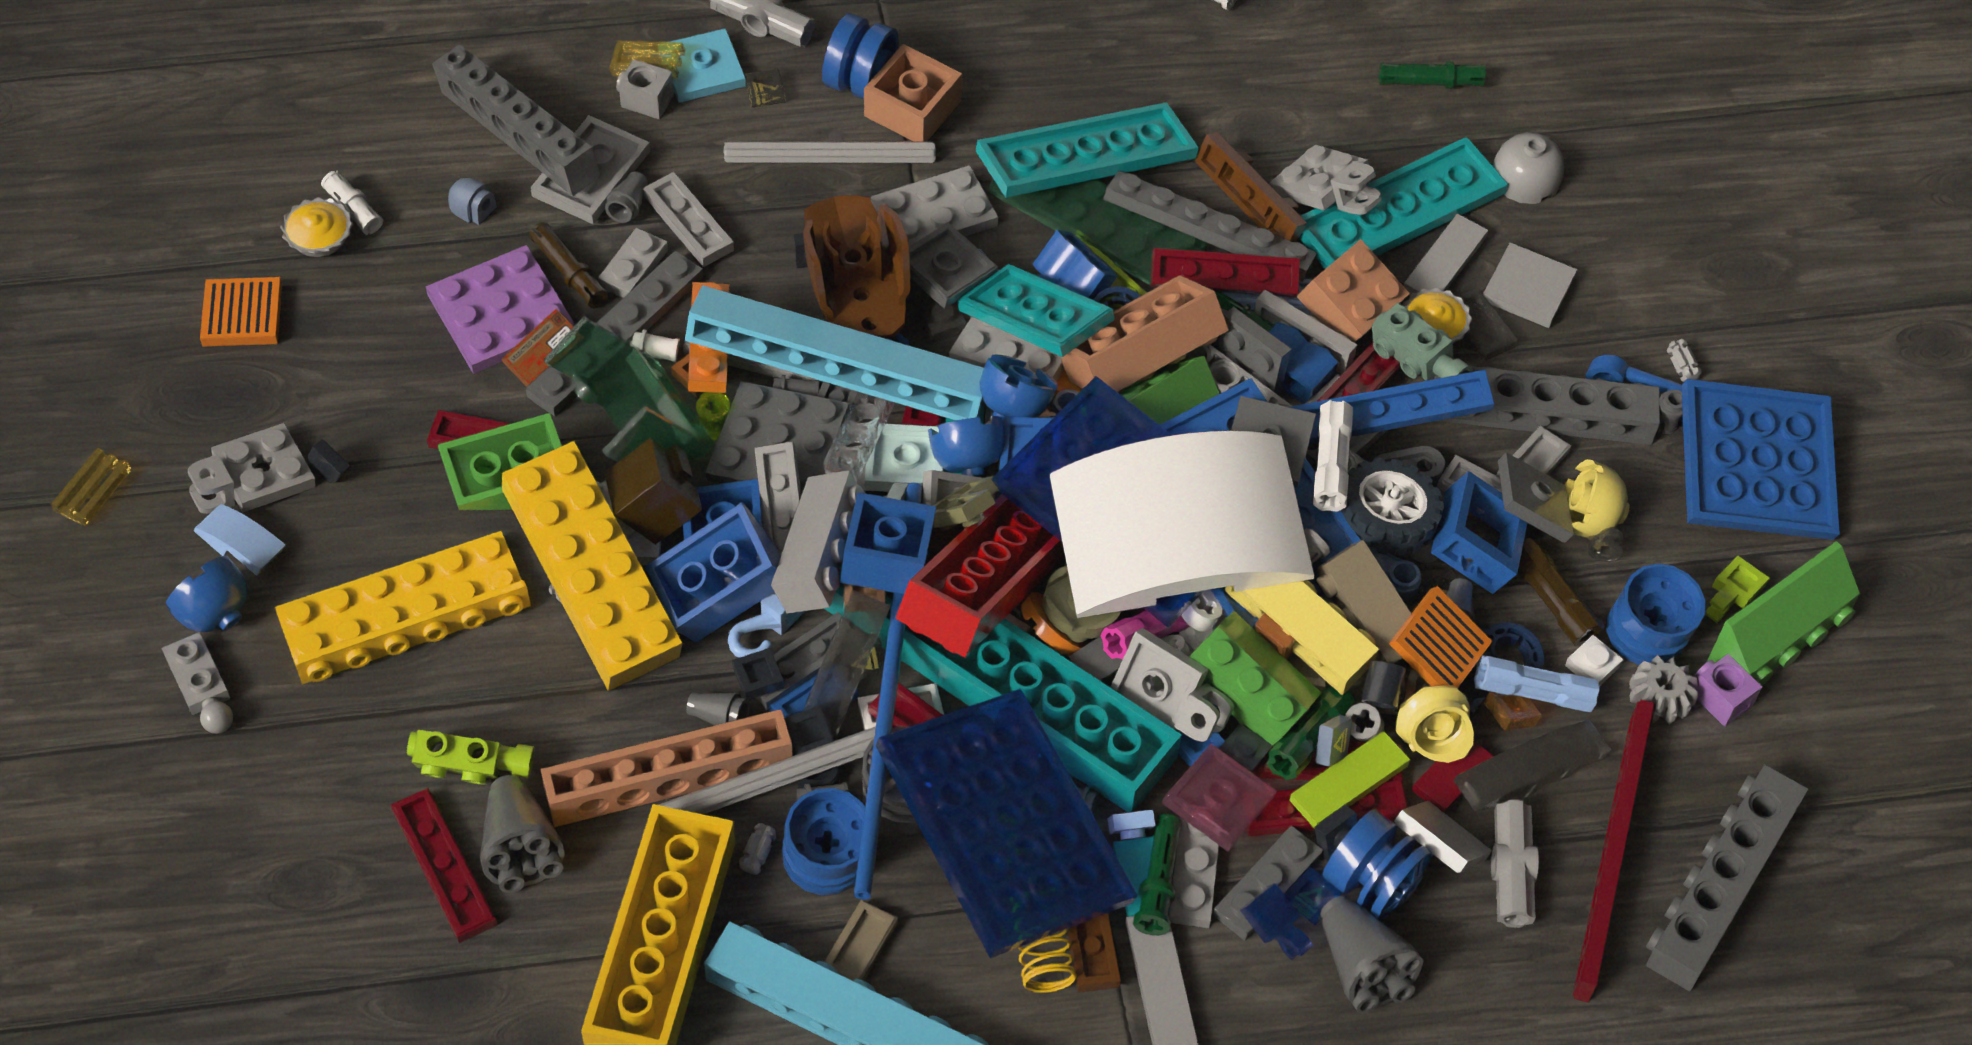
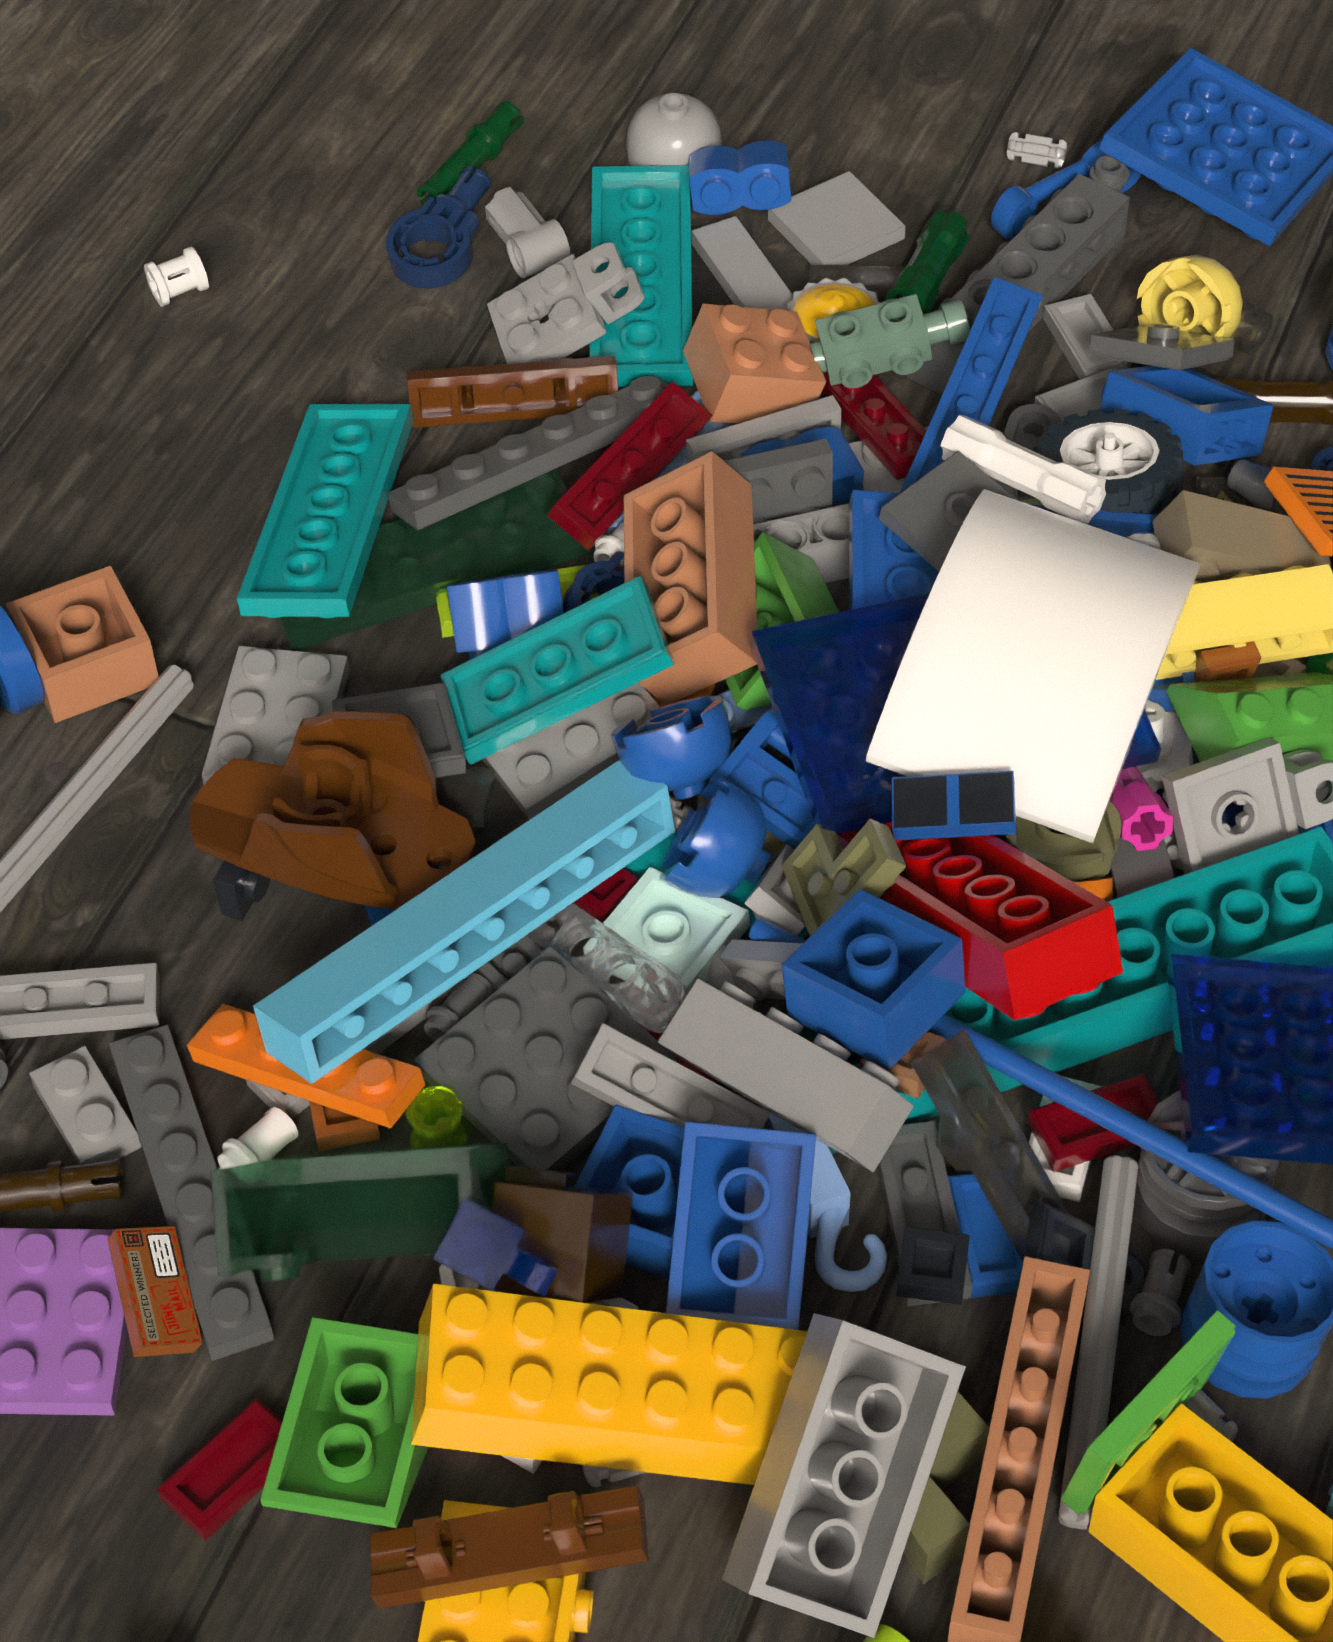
camera: 55 degrees left, 5 degrees down
(480, 564) = (508, 1546): none -> reddish brown hinge
(590, 678) = (843, 1475): none -> light grey brick
(607, 455) = (484, 1247): none -> clear blue plate
(638, 727) = (939, 1528): none -> olive brick
(717, 707) = (955, 1337): dark grey cone -> none
(751, 812) = (1148, 1410): none -> bright green tile
(1041, 531) = (953, 805): none -> black tile
(1365, 92) = (447, 221): none -> dark blue pin
(1383, 139) = (528, 237): none -> light grey piece
(1491, 347) = (936, 251): none -> dark green axle
(1516, 214) = (733, 178): none -> blue brick

